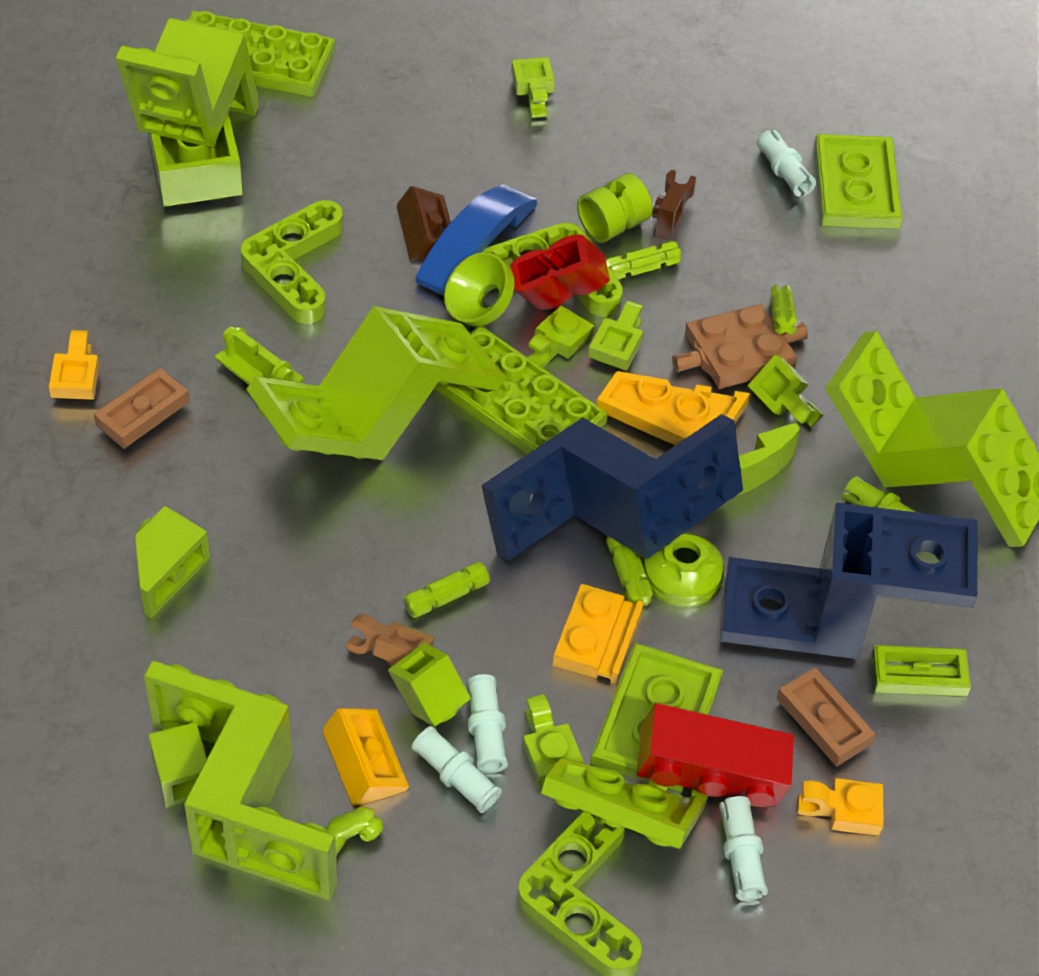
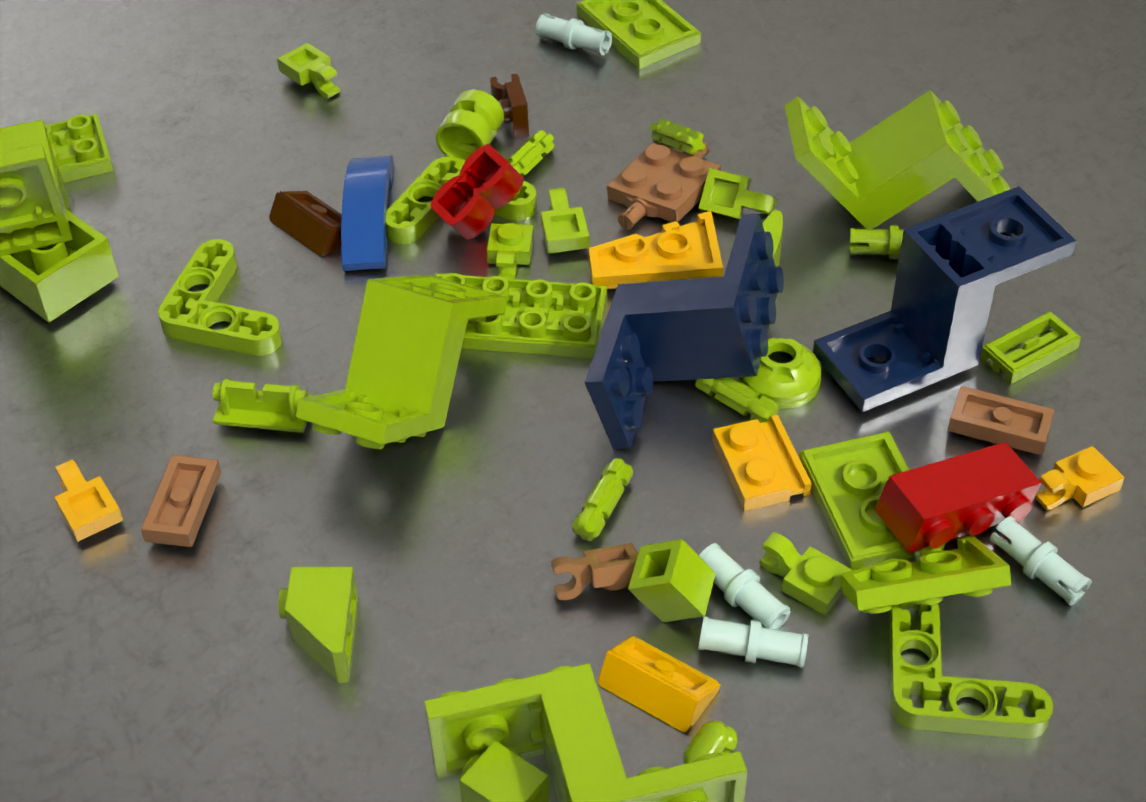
camera: 30 degrees left, 5 degrees down
(472, 282) = (402, 234): lime piece -> none

